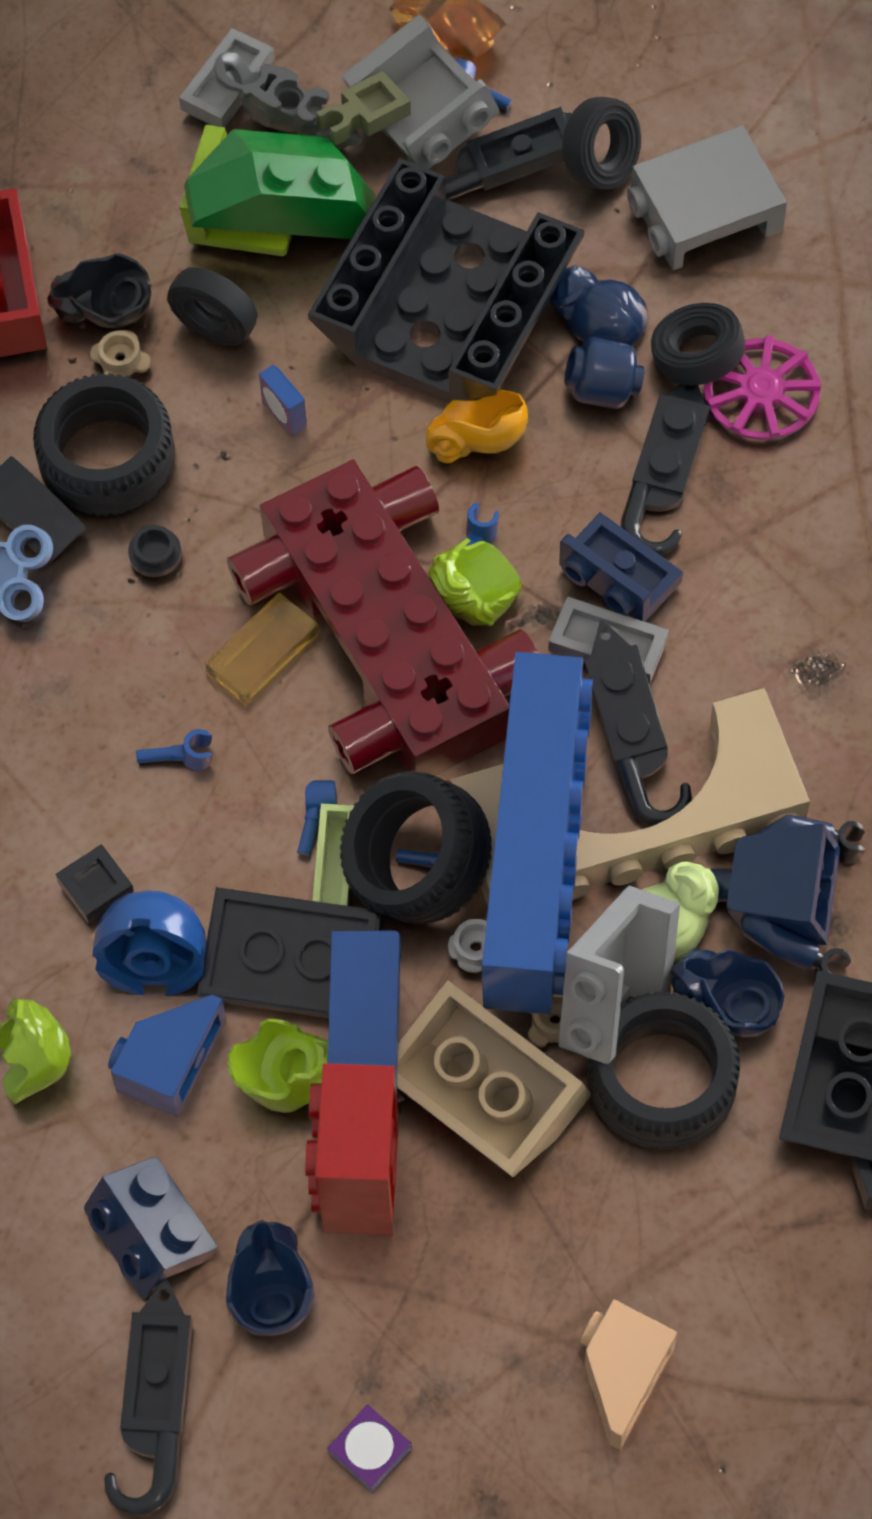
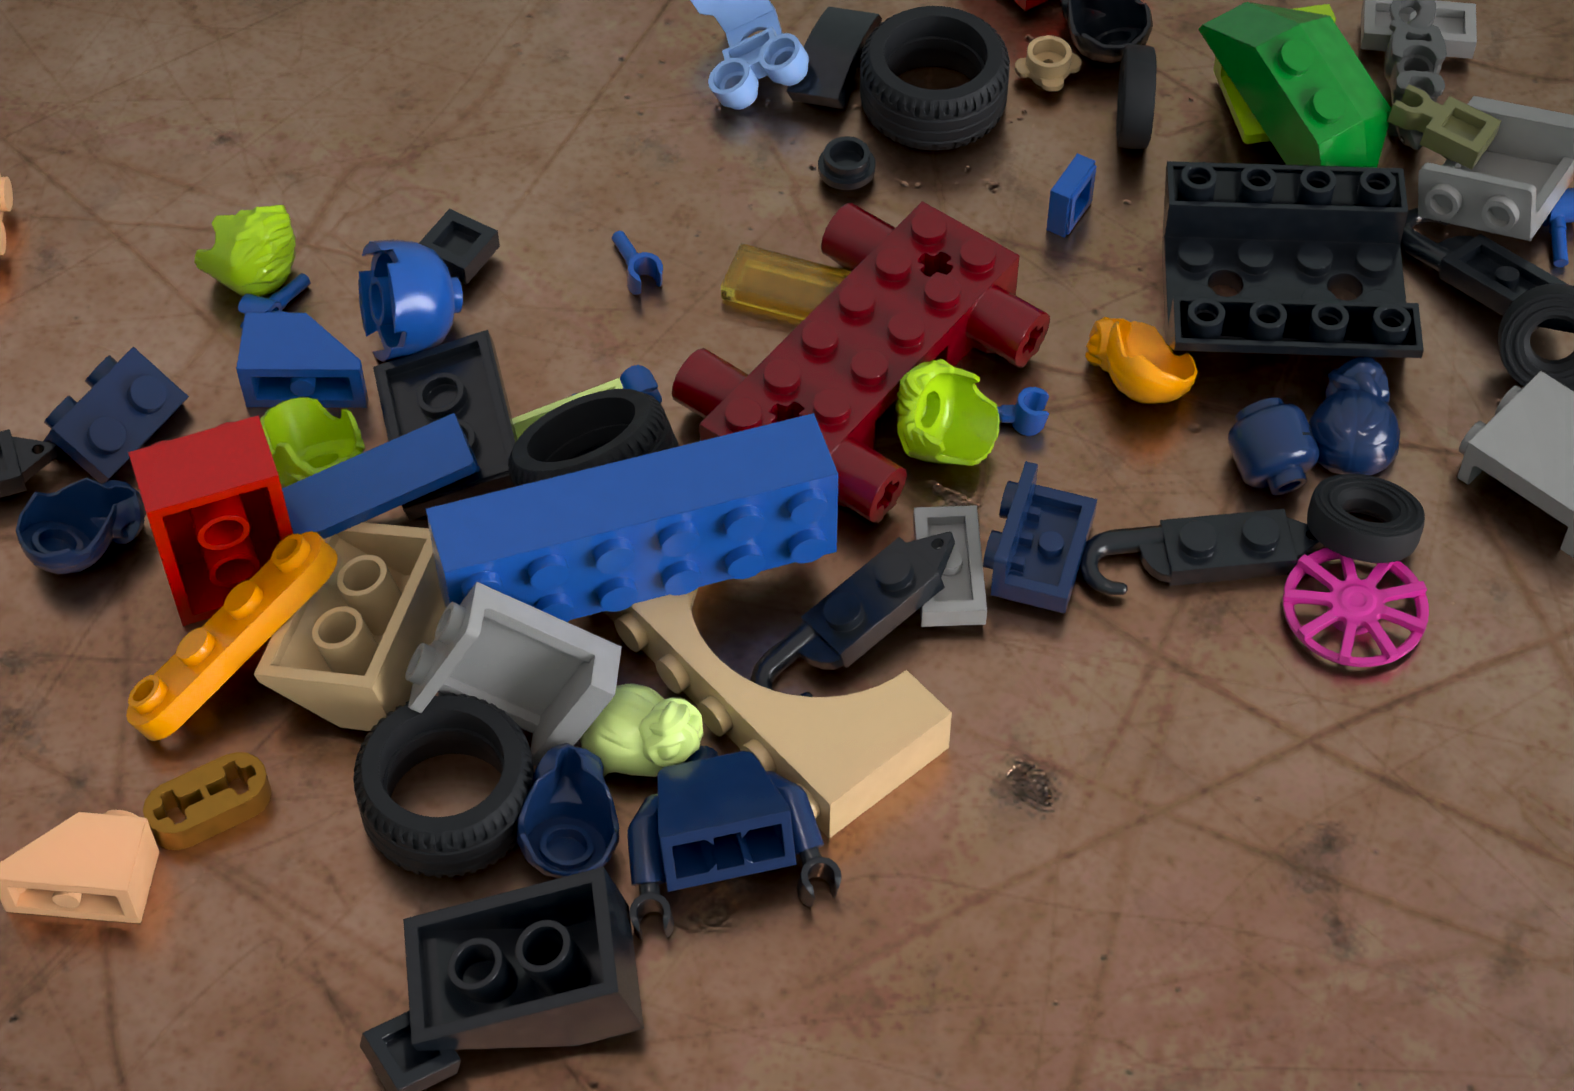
camera: 65 degrees right, 10 degrees down
(86, 1070) = (276, 301): none -> blue hand
(457, 1184) = (231, 636): none -> light orange plate
(574, 1261) = (207, 800): none -> pearl gold beam

